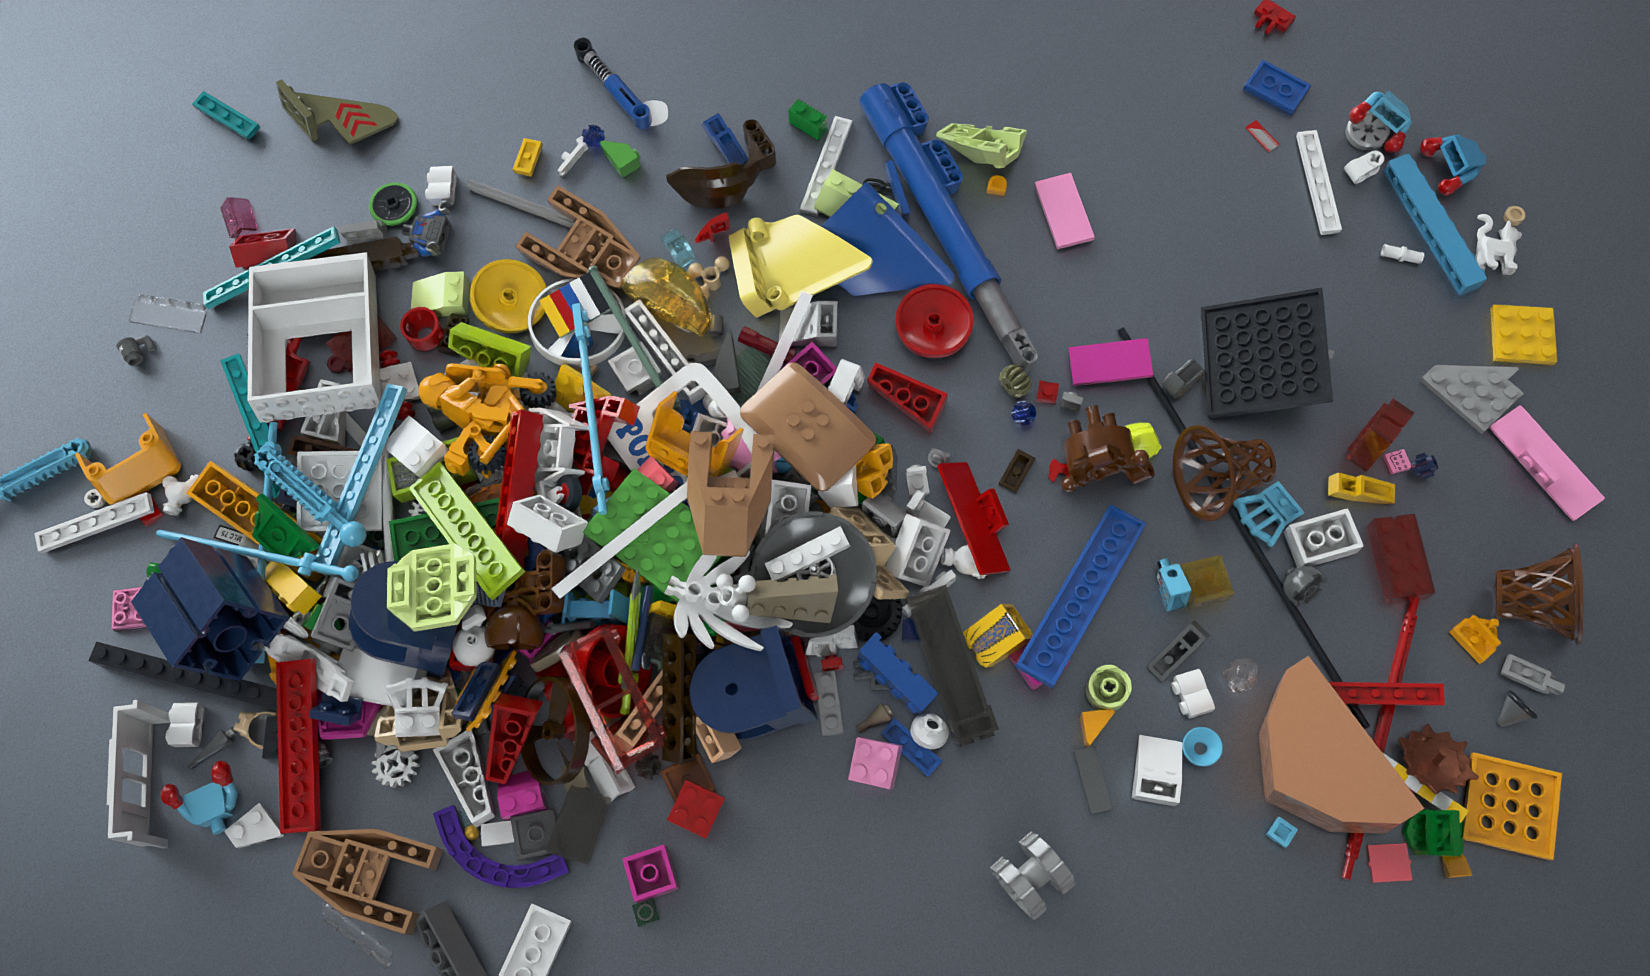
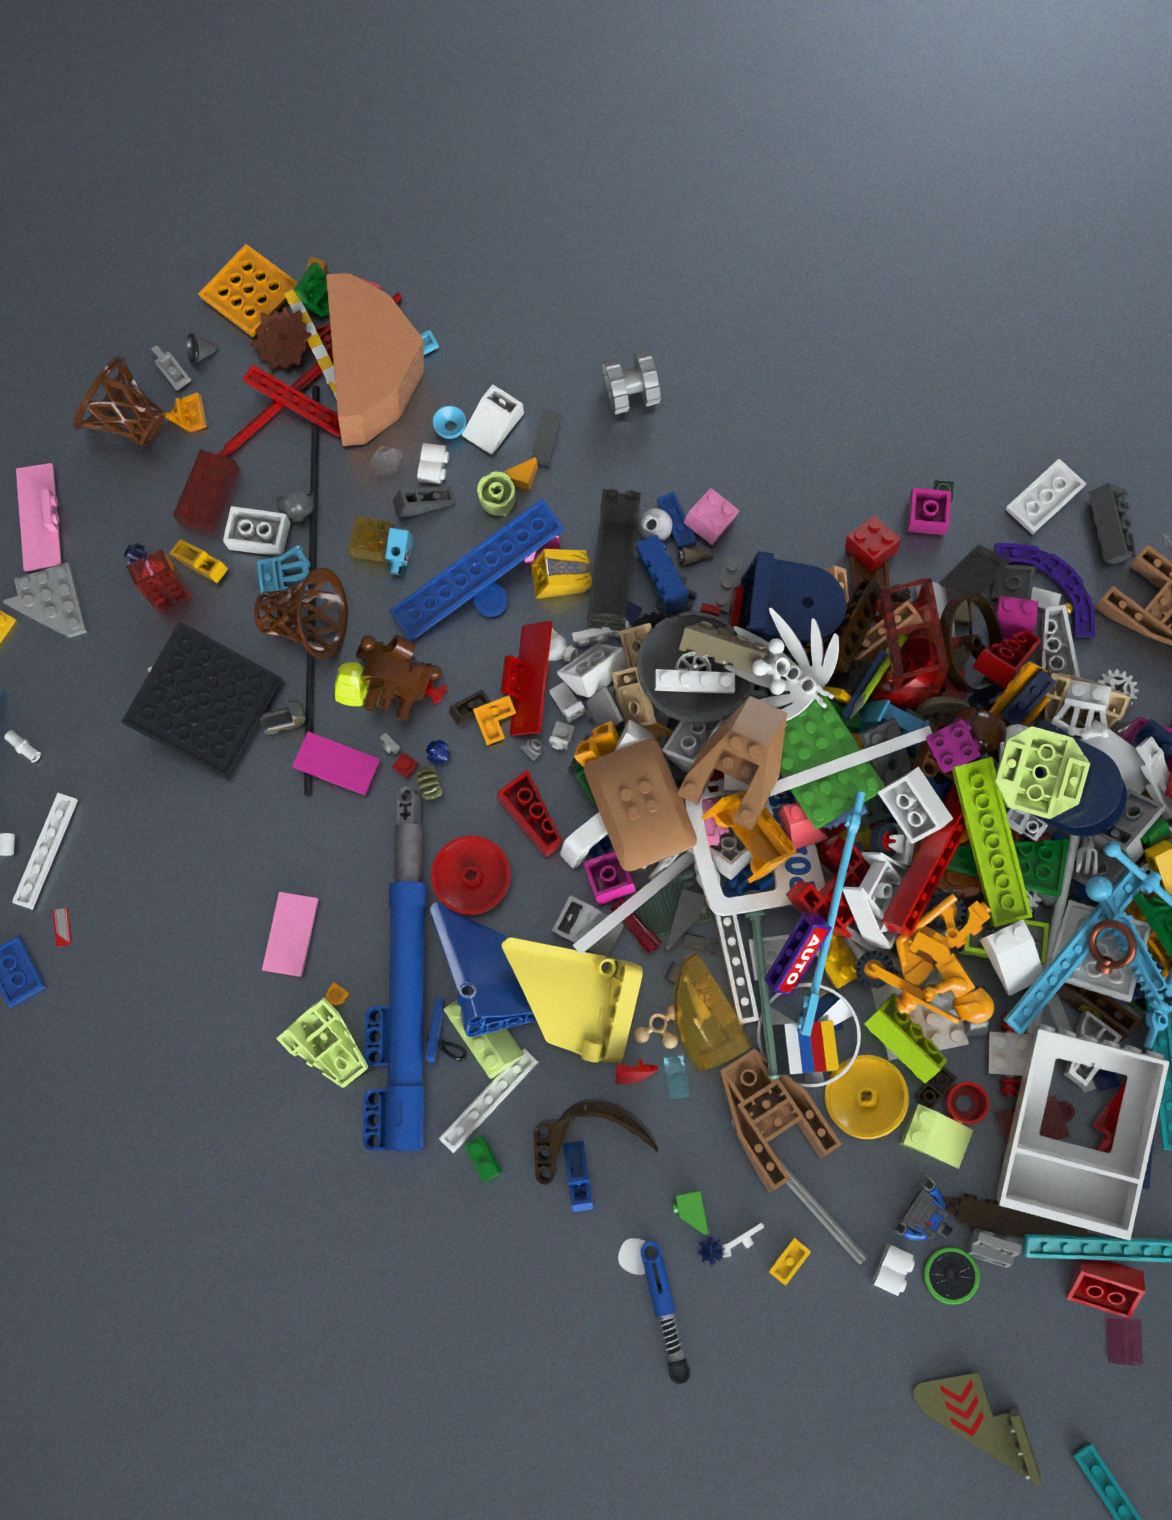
camera: 155 degrees left, 5 degrees up
(329, 472) = (1104, 963): none -> copper piece
(527, 589) = (953, 745): none -> magenta bracket
(608, 363) = (797, 953): none -> dark purple brick
(992, 465) = (489, 716): none -> light orange plate
(1051, 578) = (491, 600): none -> blue piece

